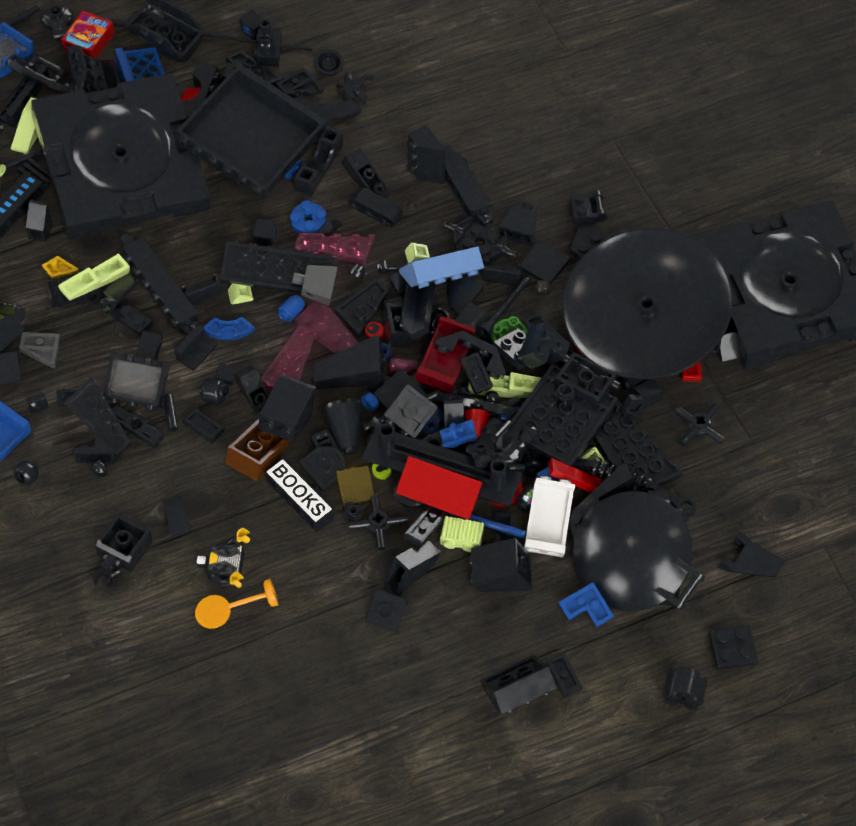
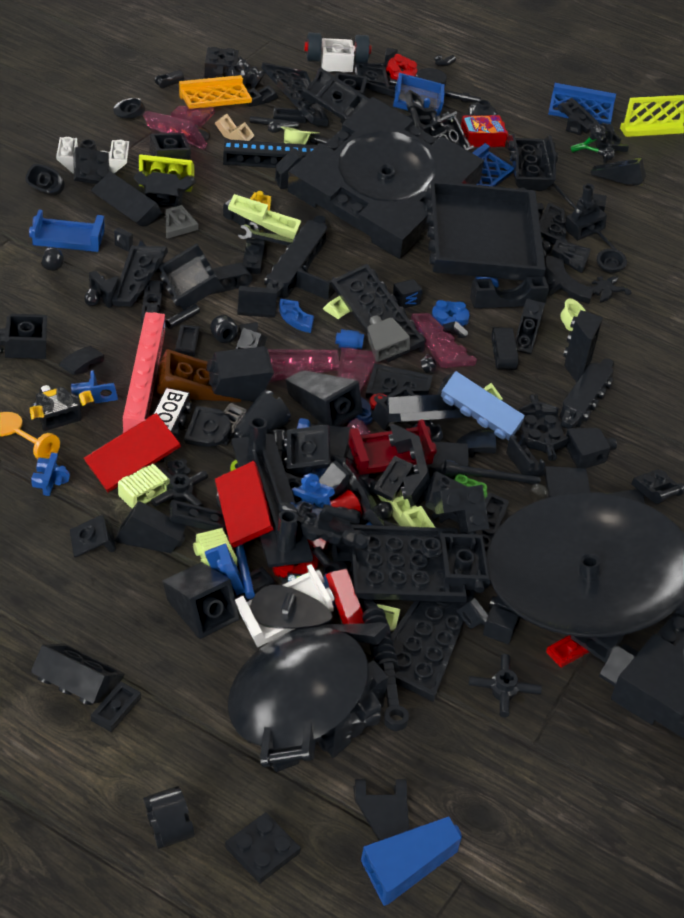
camera: 50 degrees right, 15 degrees down
(218, 525) = (95, 389): none -> blue bracket
(230, 478) = (144, 370): none -> coral brick
(303, 602) = (52, 474): none -> blue hips
(323, 534) = (132, 451): none -> red tile
(355, 485) = (207, 456): clear yellow piece -> none
(359, 546) = (142, 485): none -> yellowish green brick
(380, 136) = (570, 310): none -> yellowish green piece
(493, 531) = (222, 561): none -> blue bracket
(554, 517) = (288, 608): none -> black shield
(587, 600) = (216, 686): blue plate -> none
(797, 571) = (409, 857): none -> blue slope

